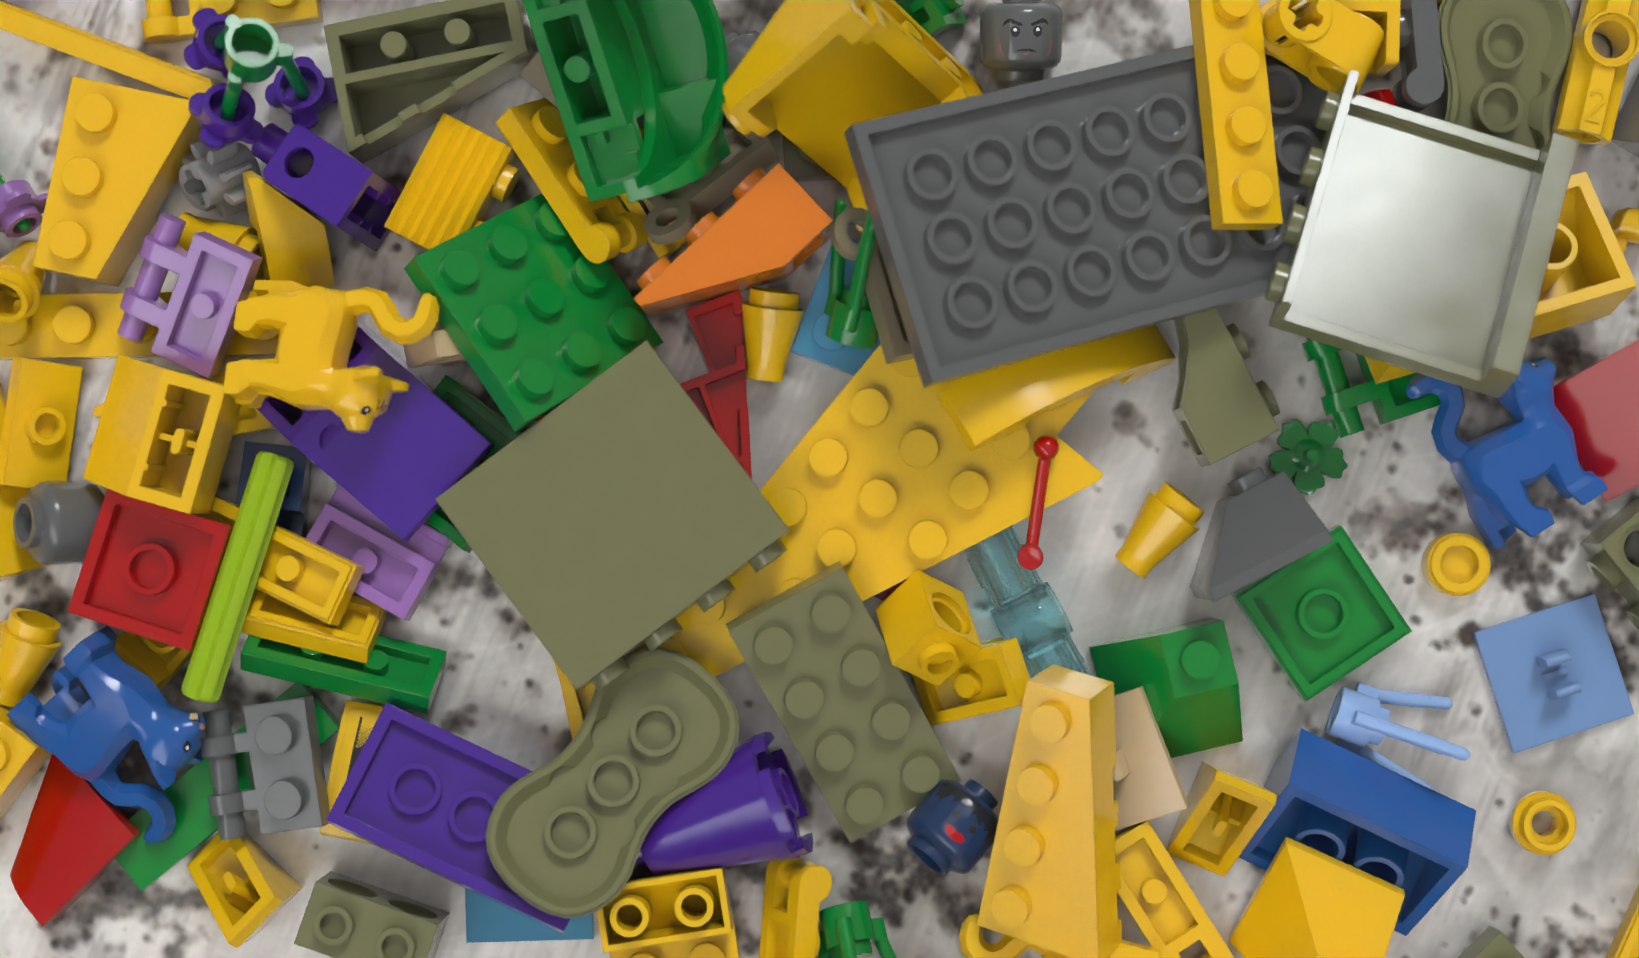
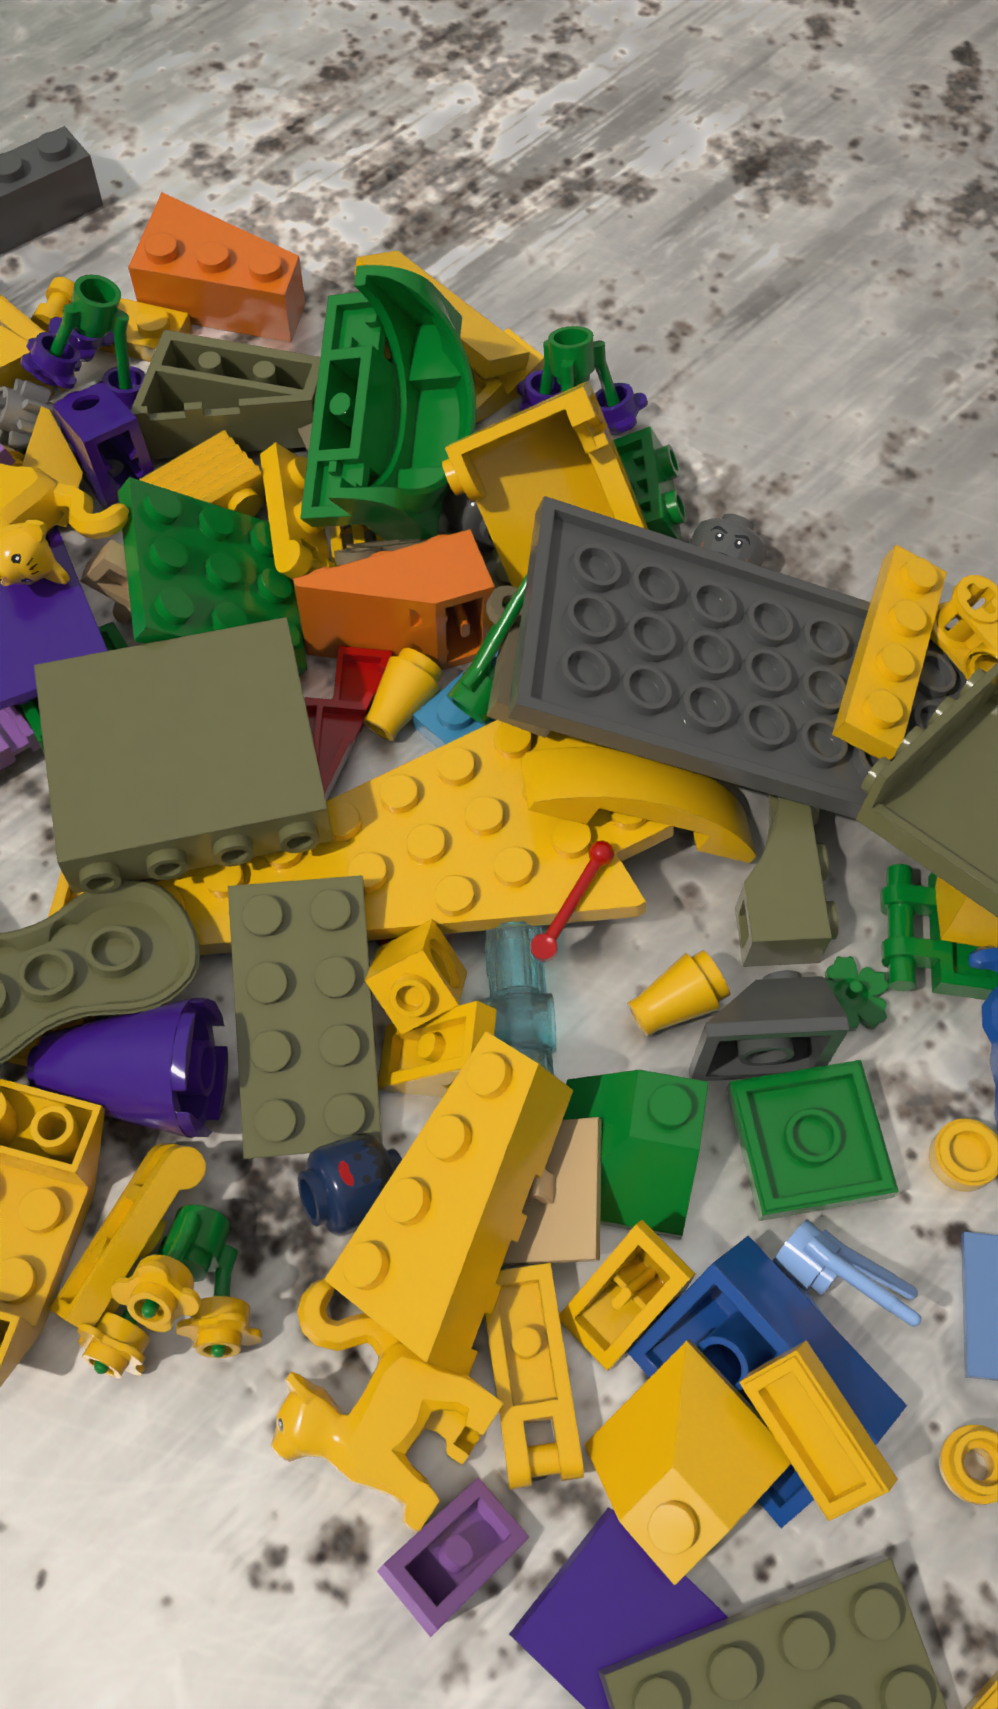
camera: 20 degrees right, 25 degrees down
(1416, 874) = (818, 1431): none -> yellow tile

